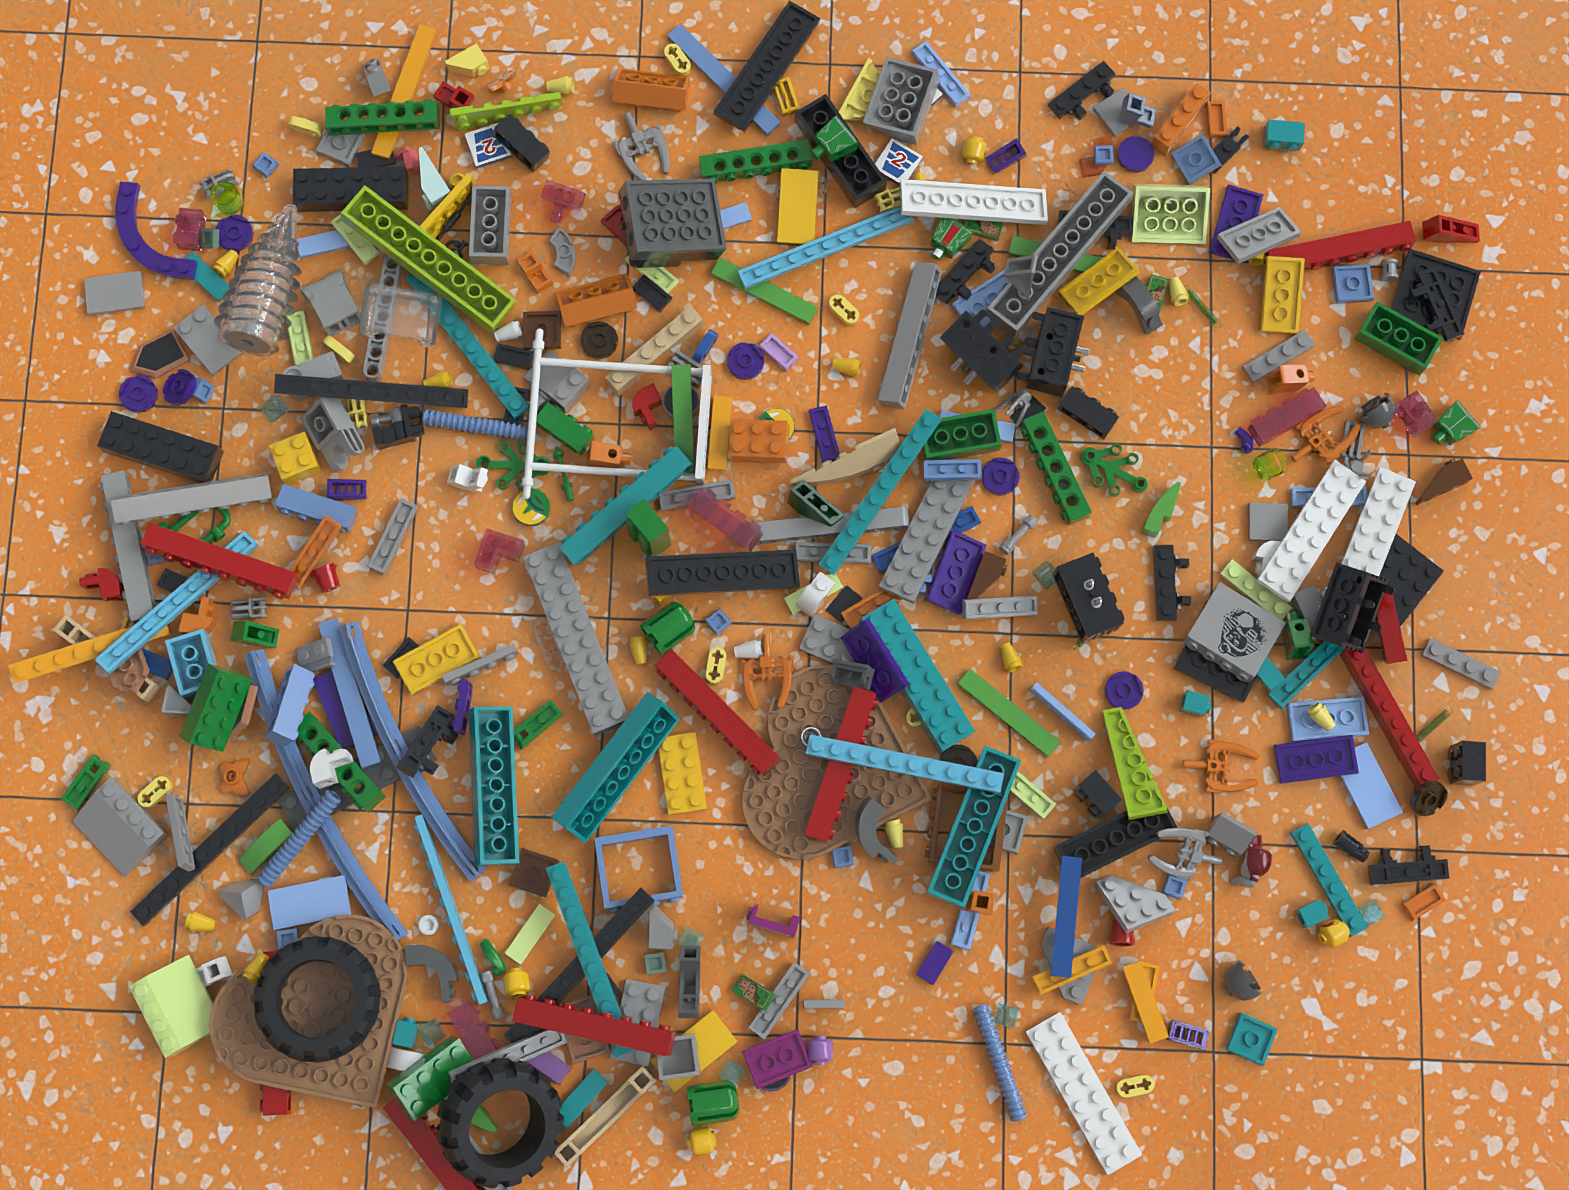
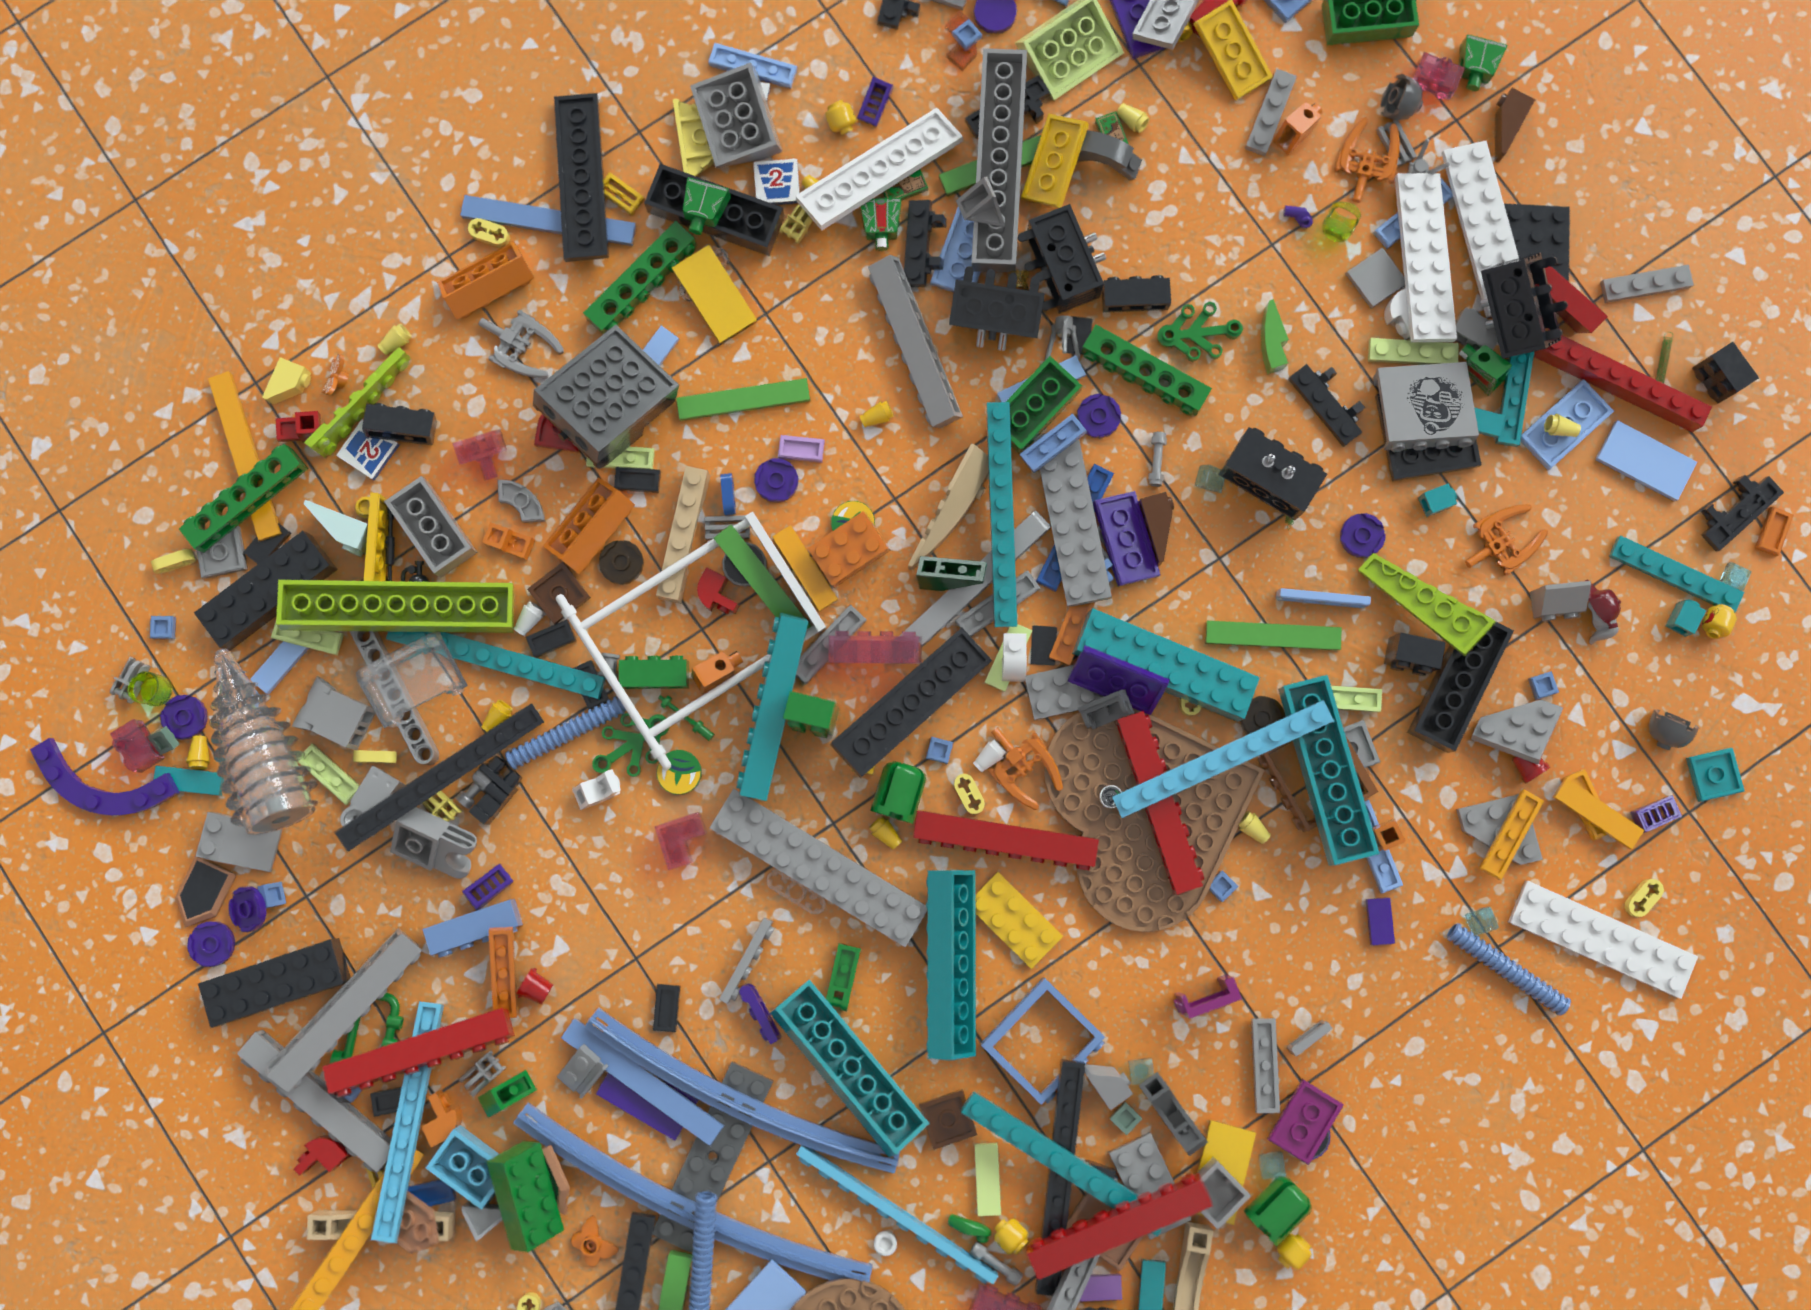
camera: 30 degrees left, 5 degrees up
(114, 293) = (110, 863): light grey tile -> none
(275, 408) = (357, 859): clear light blue slope -> none
(290, 705) = (595, 1139): medium blue brick -> none
(295, 458) = (415, 894): yellow brick -> none
(324, 764) = (675, 1176): white brick -> none
(371, 794) = (740, 1163): green brick -> none
(376, 77) = (205, 461): light grey slope -> none
(393, 536) = (568, 899): light grey plate -> none
(410, 158) = (302, 518): coral tile -> none
(425, 955) = (922, 1271): dark grey arch -> none
(434, 729) = (754, 1093): black hinge -> none
(435, 658) = (700, 986): yellow tile -> none
(560, 383) = (616, 634): light grey slope -> none
(753, 992) = (1237, 1076): tile -> none
(820, 1050) = (1338, 1083): medium lavender head -> none
(823, 247) = (768, 316): medium azure plate -> none
(824, 433) = (904, 496): dark purple tile -> none
(841, 313) = (834, 357): light yellow beam -> none
(865, 824) = (1224, 840): dark grey arch -> none
(999, 607) = (1193, 542): light grey tile -> none
(1010, 658) = (1237, 582): yellow cone -> none
(1066, 916) = (1473, 790): blue tile -> none
(1191, 854) = (1539, 644): light grey bar -> none
(1197, 302) = (1169, 117): bright green piece -> none
(1286, 416) = (1321, 165): clear pink brick -> none
(1316, 759) = (1584, 470): dark purple tile -> none
(1351, 846) = (1674, 528): black hinge -> none
(1428, 798) = (1712, 430): dark brown tile -> none

